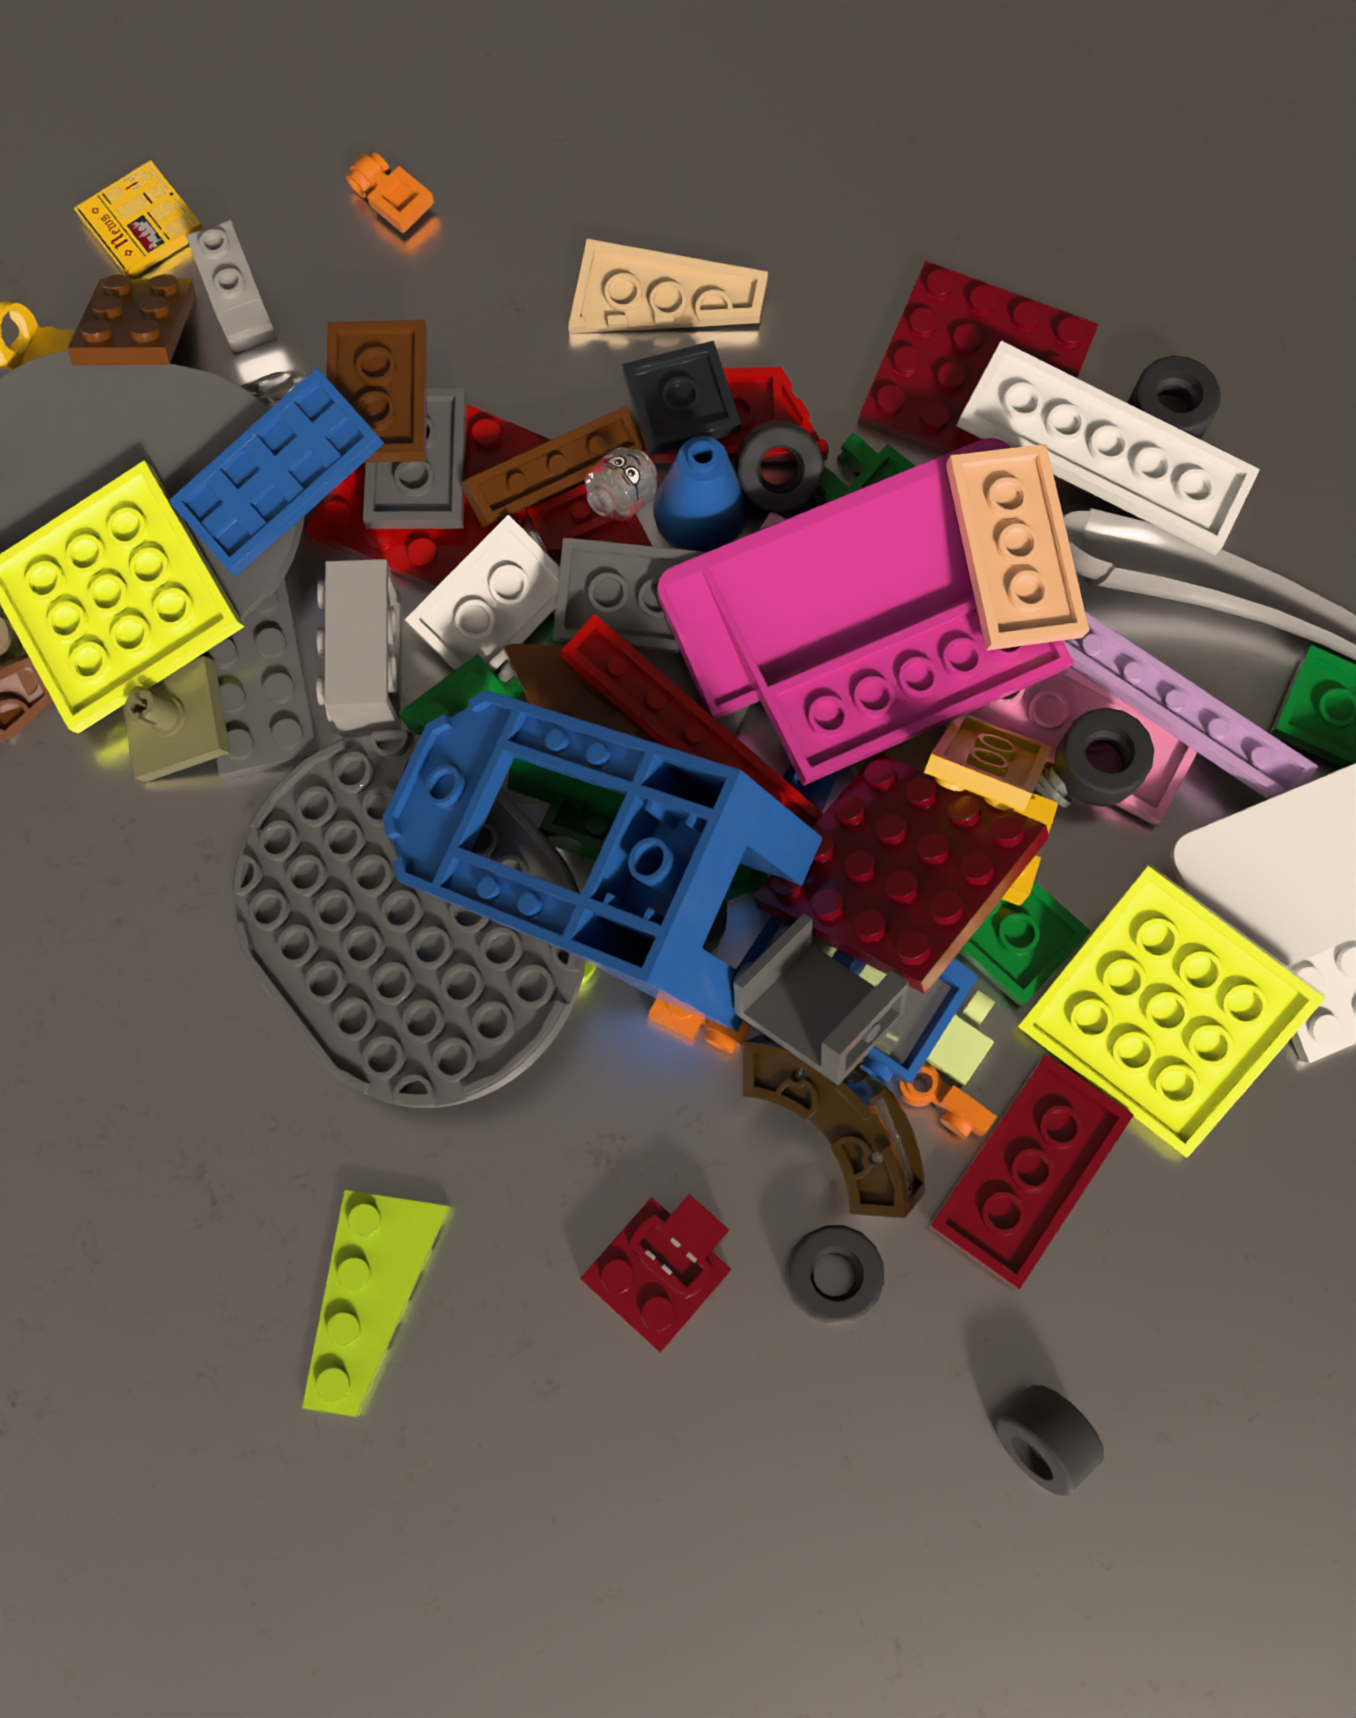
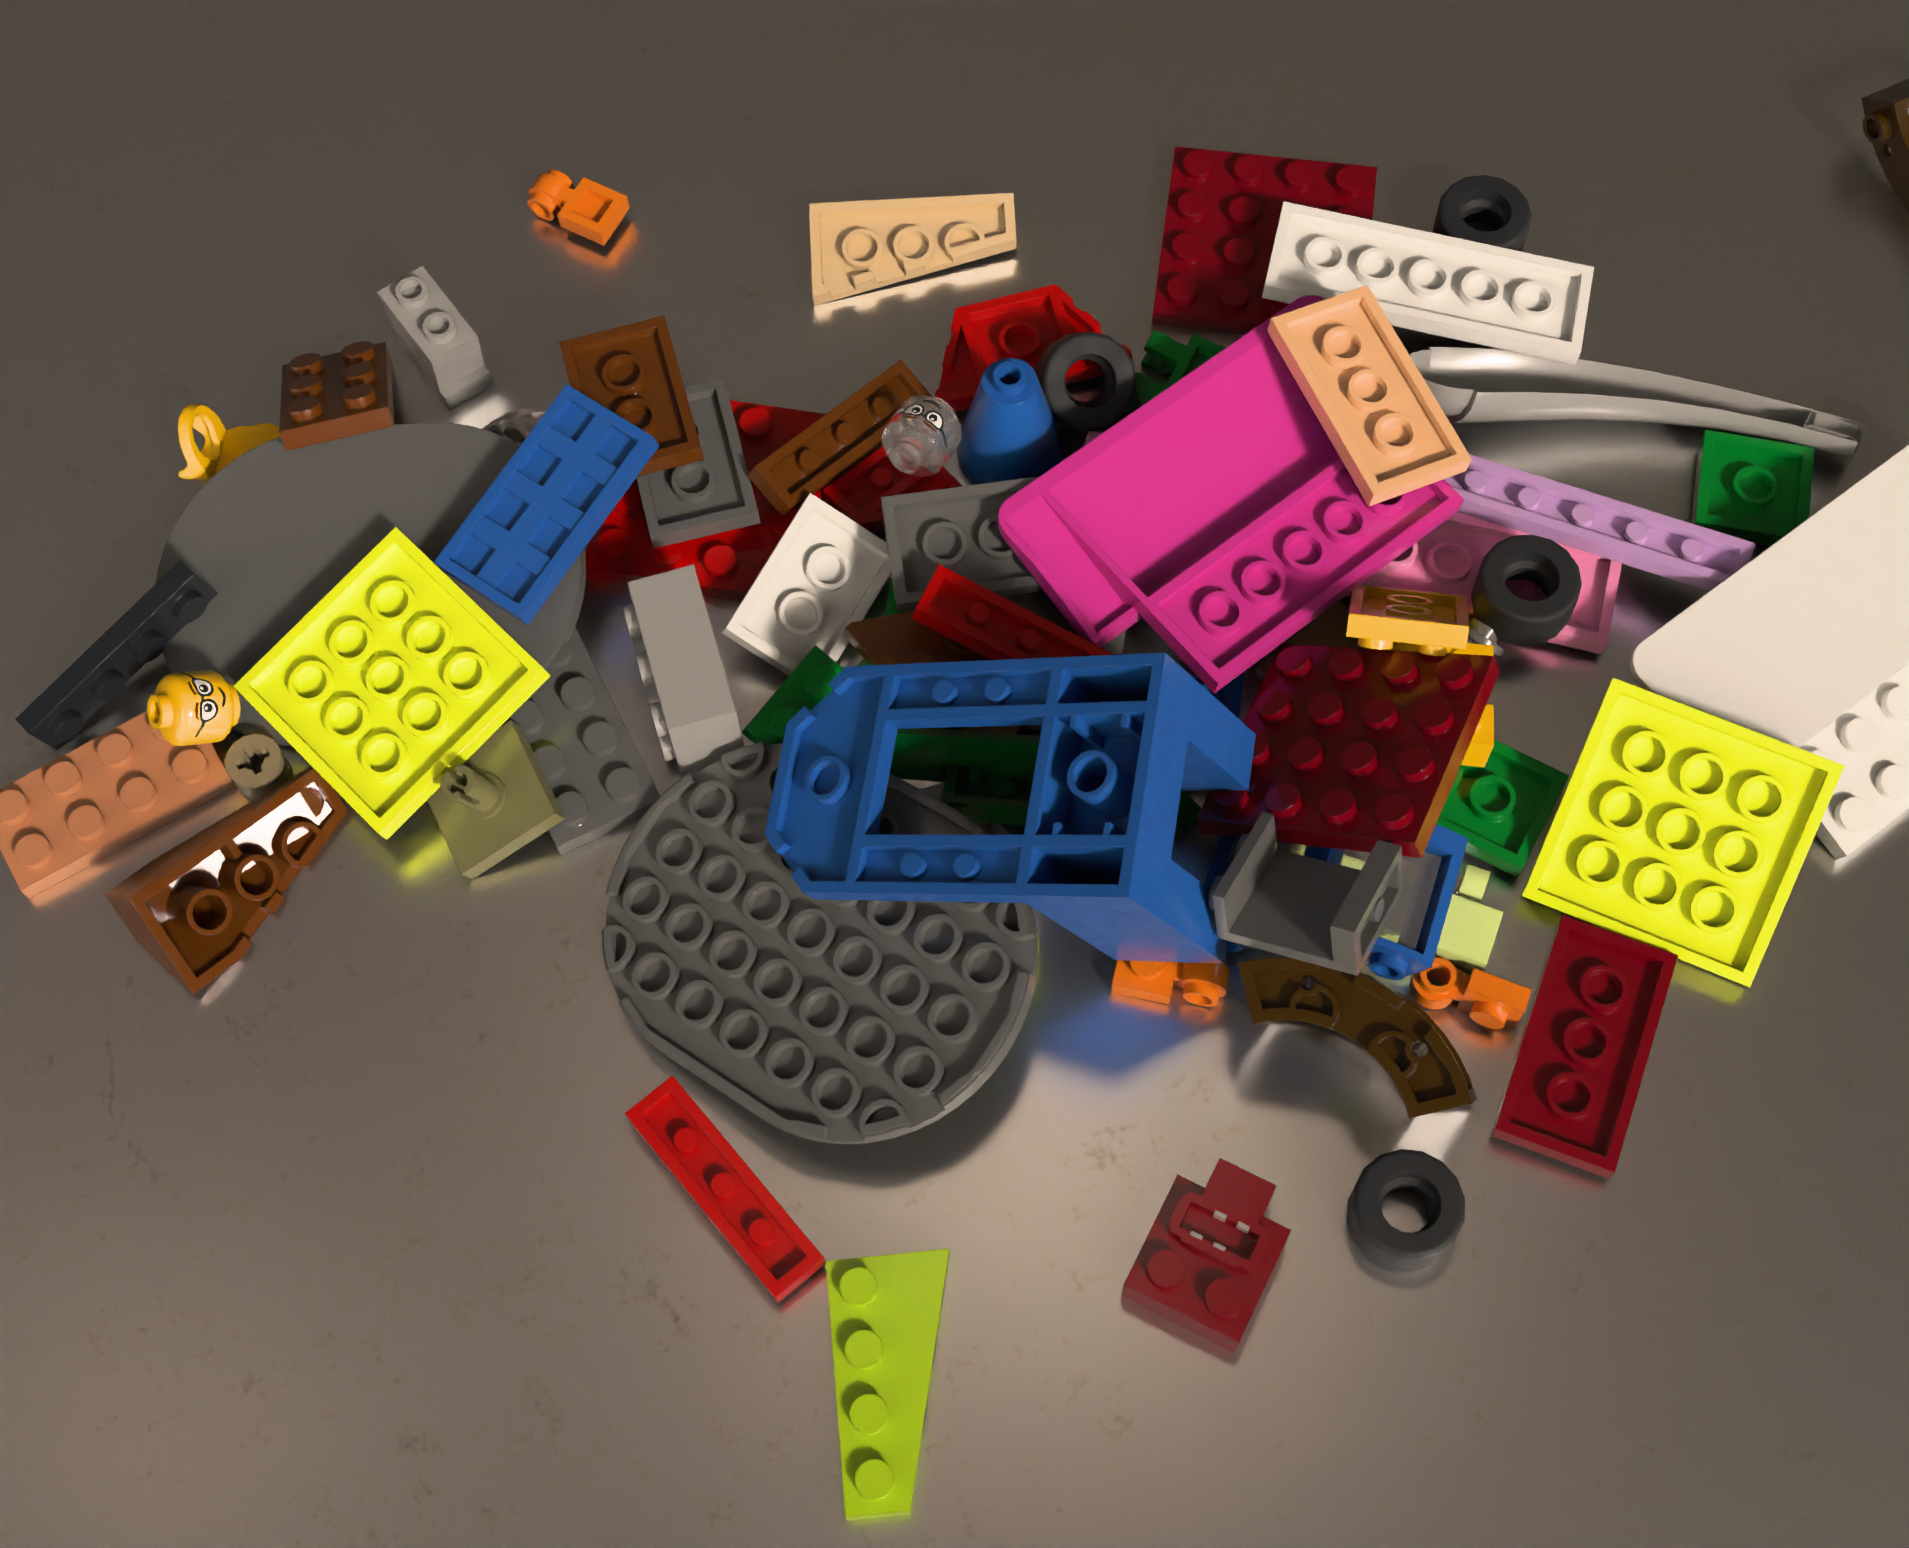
camera: 10 degrees left, 10 degrees down
(138, 220) = (309, 296): yellow tile -> none
(279, 1107) = (725, 1189): none -> red plate
(681, 397) = (958, 335): black plate -> none
(1050, 1440) = (1701, 1325): black tyre -> none

